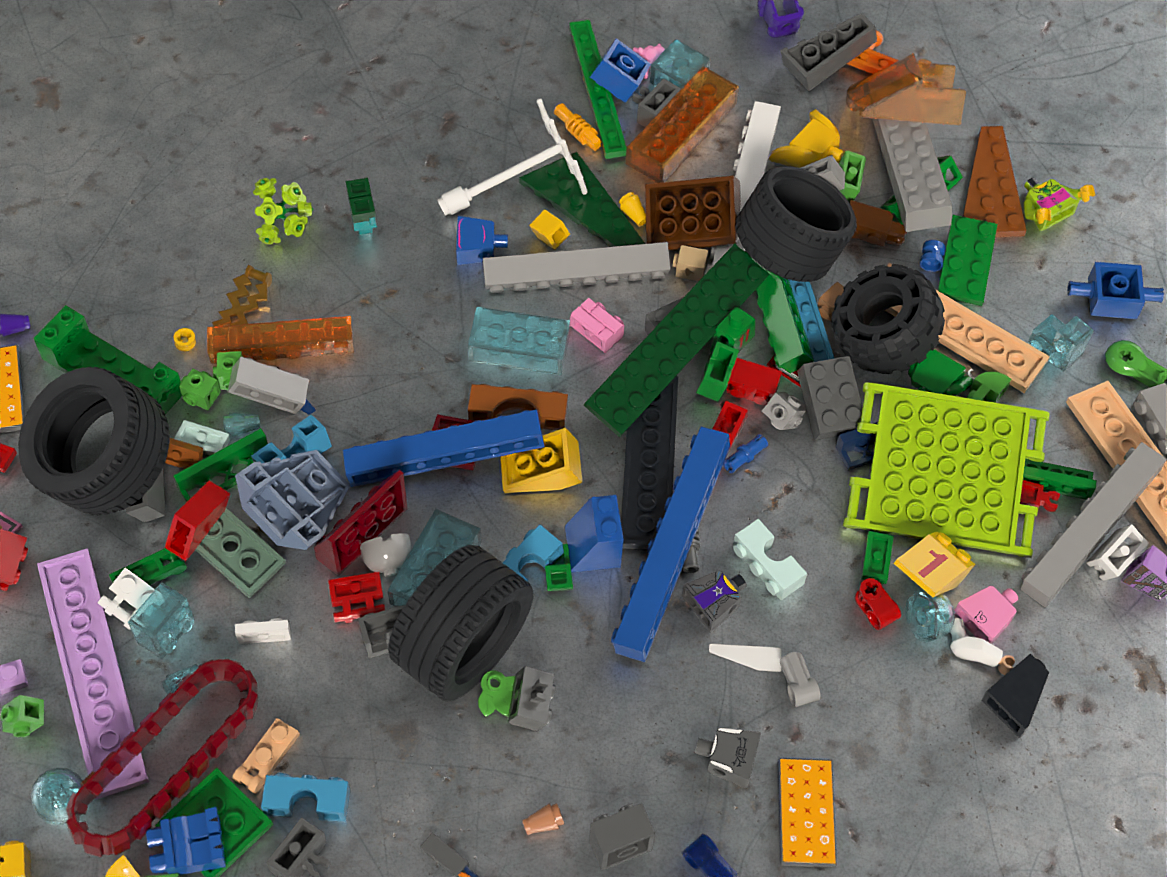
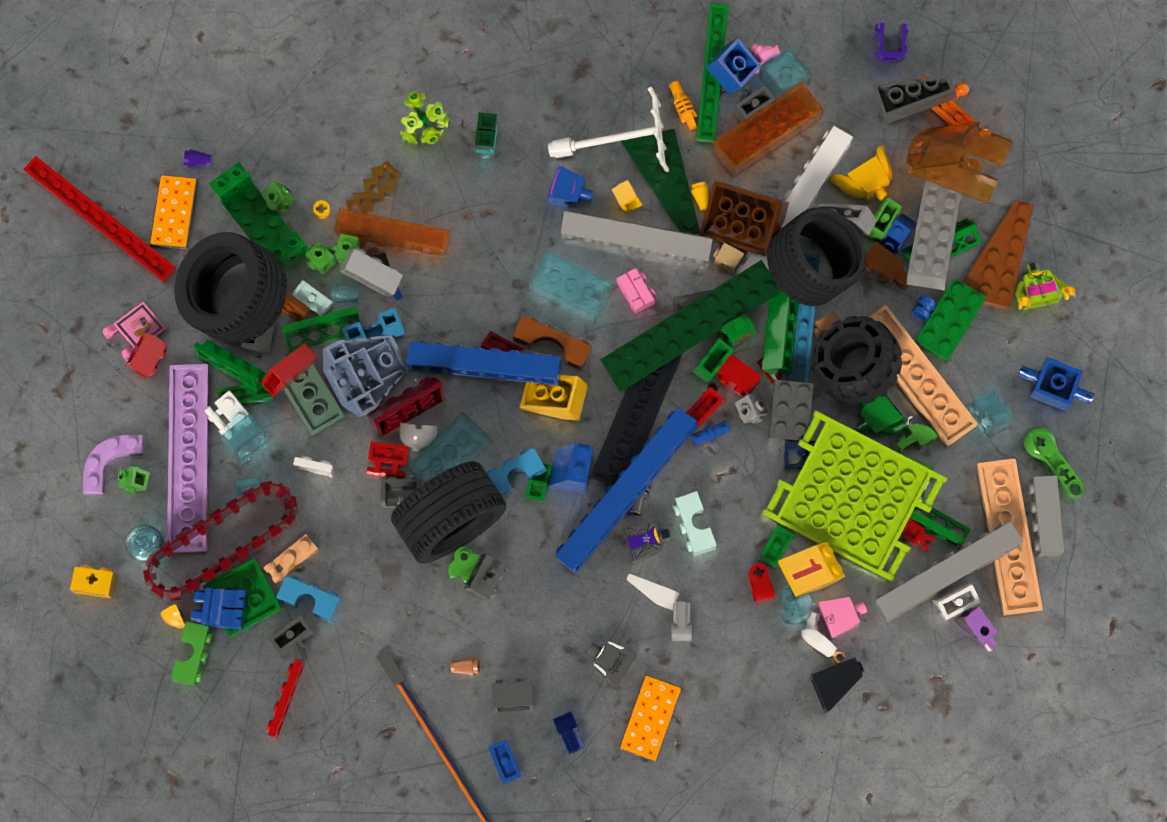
camera: 20 degrees right, 15 degrees up
(117, 540) = (230, 364): none -> green fence
(126, 337) = (278, 197): none -> bright green brick
(872, 187) = (898, 233): none -> blue slope

